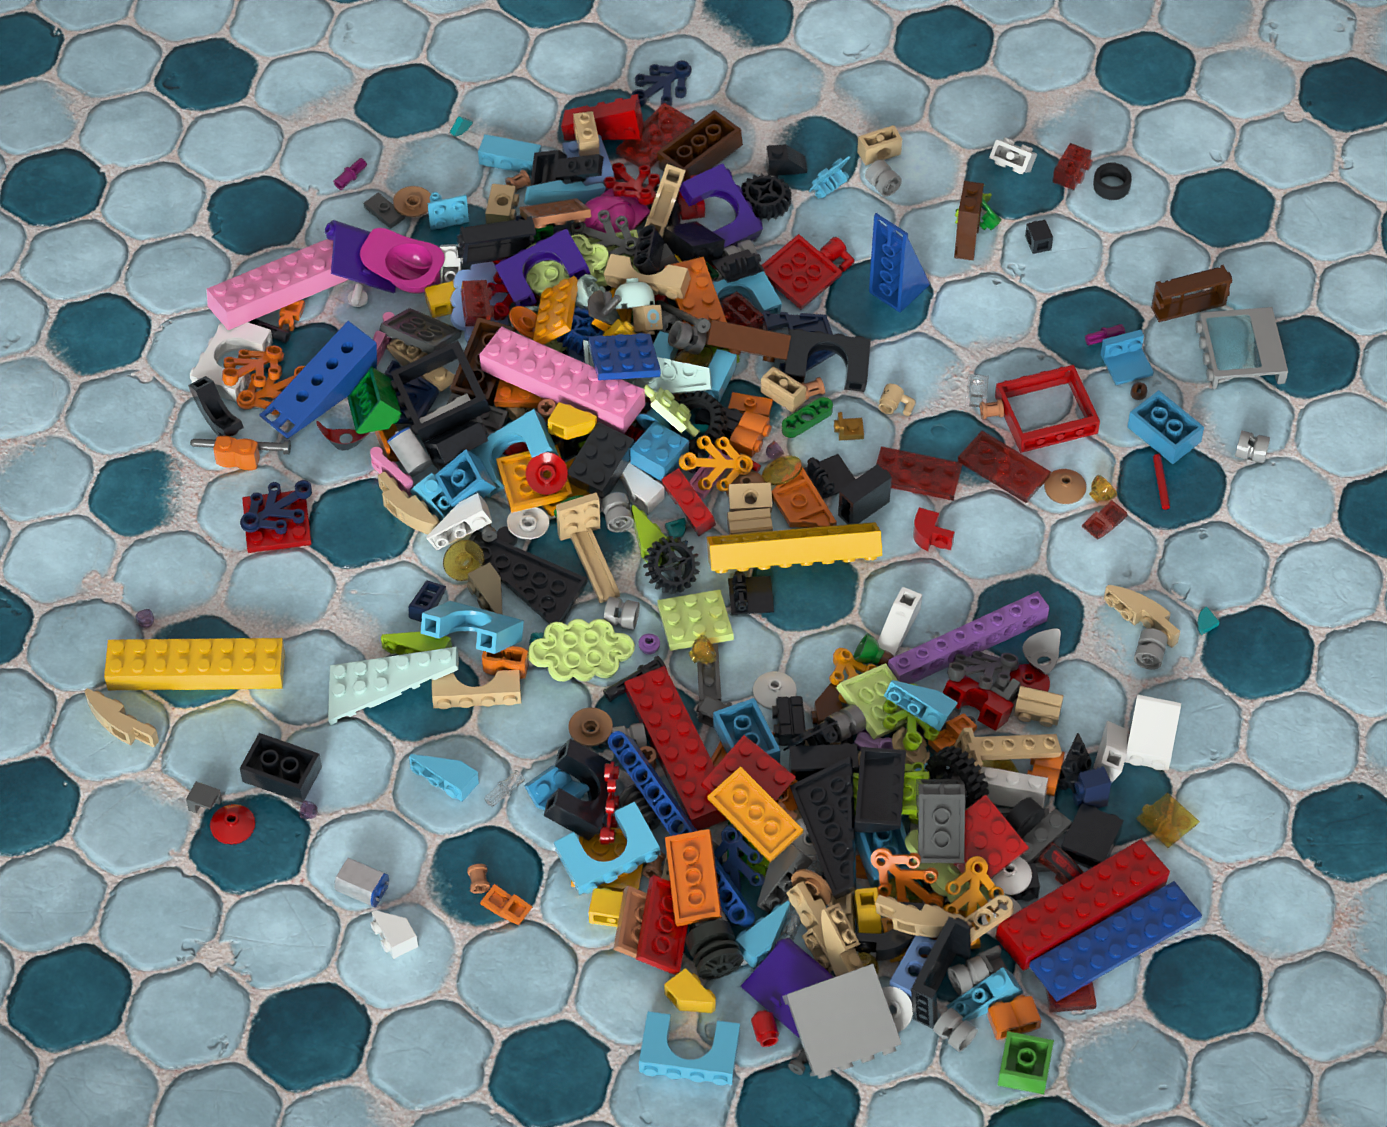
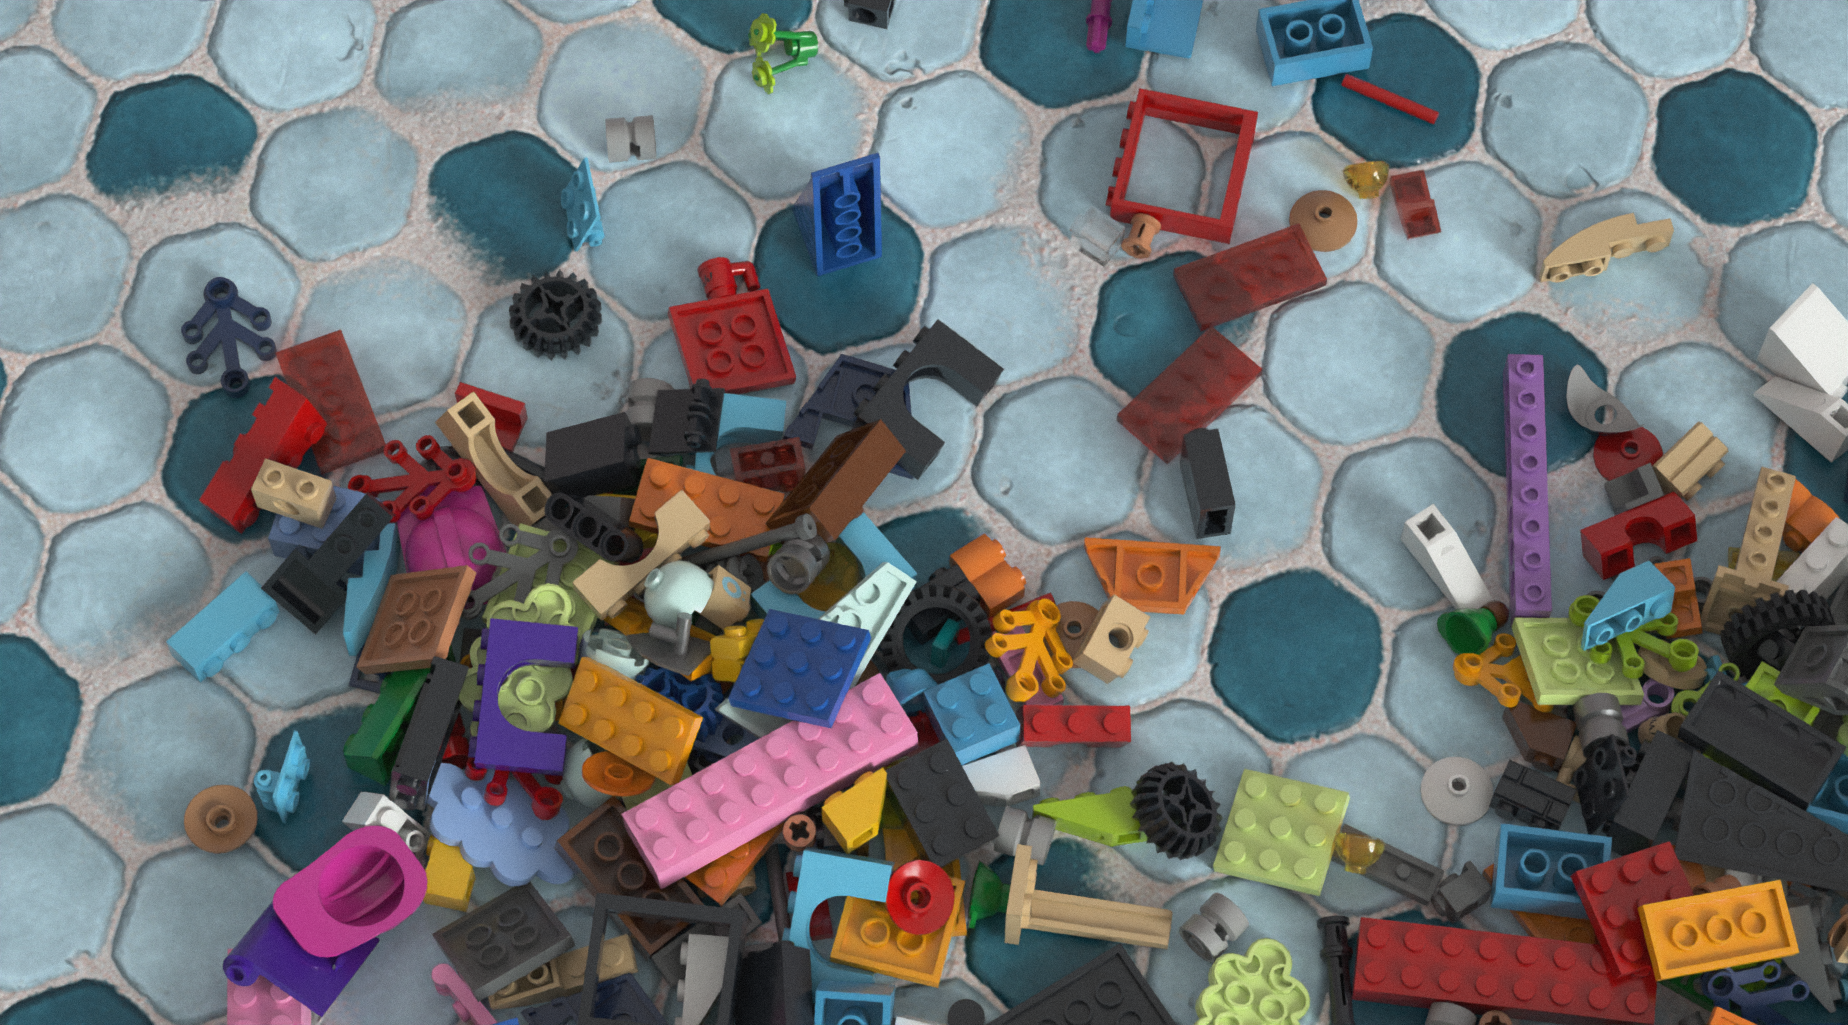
camera: 60 degrees left, 10 degrees up
(349, 174) = (92, 885): magenta axle -> none
(357, 297) = (357, 1002): white plate -> none
(383, 210) = (201, 873): dark grey plate -> none
(460, 126) = (110, 669): teal tile -> none
(475, 301) = (520, 828): clear red brick -> none
(501, 203) = (329, 710): tan brick -> none
(519, 180) = (289, 632): nougat bush -> none
(528, 523) = (972, 959): white dish -> none
(649, 648) = (1283, 928): medium lavender plate -> none
(671, 410) = (916, 657): yellowish green plate -> none
(676, 528) = (1095, 771): teal tile -> none
(702, 145) = (405, 351): reddish brown brick -> none
(719, 183) = (593, 369): dark purple arch -> none
(749, 521) = (1156, 666): tan brick -> none
(750, 594) = (1275, 732): black hinge -> none
(752, 403) = (933, 545): orange plate -> none
(774, 451) = (1036, 560): hinge -> none
(782, 470) = (1094, 574): clear yellow dish -> none
(783, 389) = (942, 486): tan brick -> none
(784, 160) = (503, 252): black slope -> none
(794, 547) = (1243, 627): yellow brick -> none
(803, 425) = (994, 496): green beam -> none
(814, 387) = (956, 447): nougat bush -> none
(828, 475) = (1127, 509): black hinge -> none
(849, 428) = (1055, 438): pearl gold bracket -> none
(879, 145) = (568, 108): tan brick -> none
(892, 397) = (1042, 354): tan piece -> none
(928, 533) = (1306, 440): red brick -> none
(968, 220) = (803, 40): reddish brown door -> none
(1007, 662) = (1588, 463): dark grey plant -> none
(1074, 763) = (1806, 462): black hinge -> none
(1136, 395) = (1215, 40): reddish brown hinge -> none
(1150, 648) = (1662, 263): light grey wheel -> none
(1206, 621) = (1654, 179): teal tile -> none

